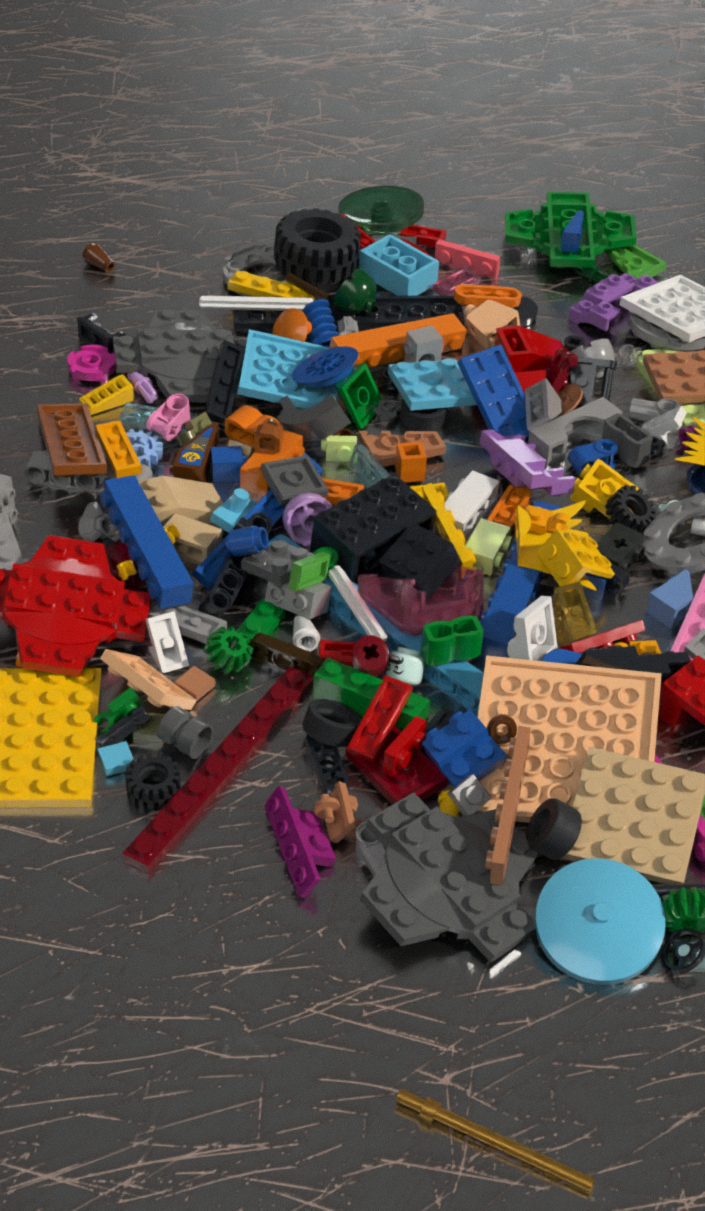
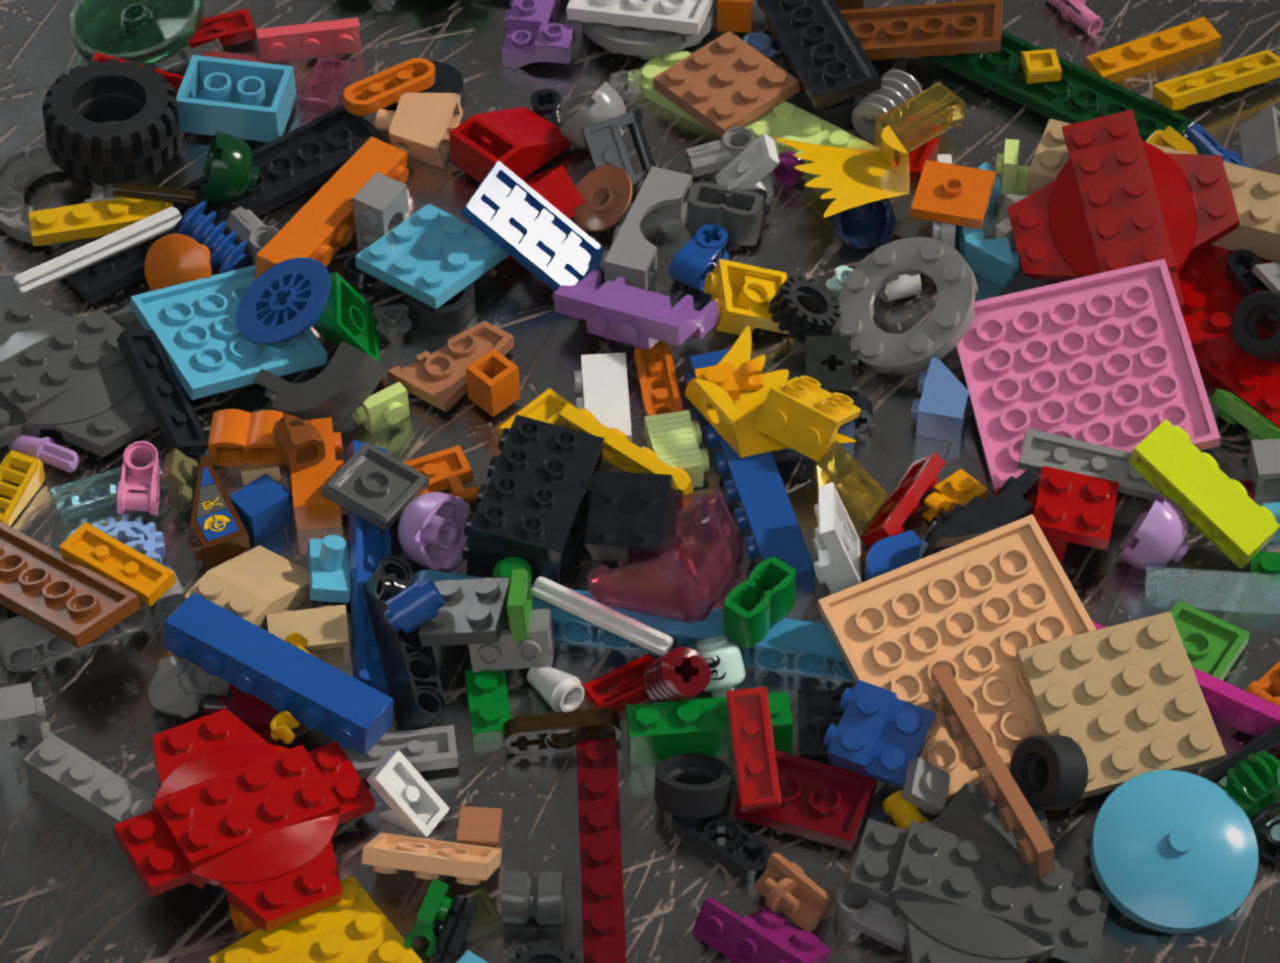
camera: 30 degrees left, 5 degrees up
(228, 650) = (490, 762): green gear -> none
(366, 466) = (455, 424): clear light blue plate -> none
(402, 748) = (809, 780): red plate -> none
(502, 737) = (915, 683): reddish brown plate -> none
(541, 404) = (597, 220): light grey slope -> none
(557, 369) = (578, 161): dark red plate -> none

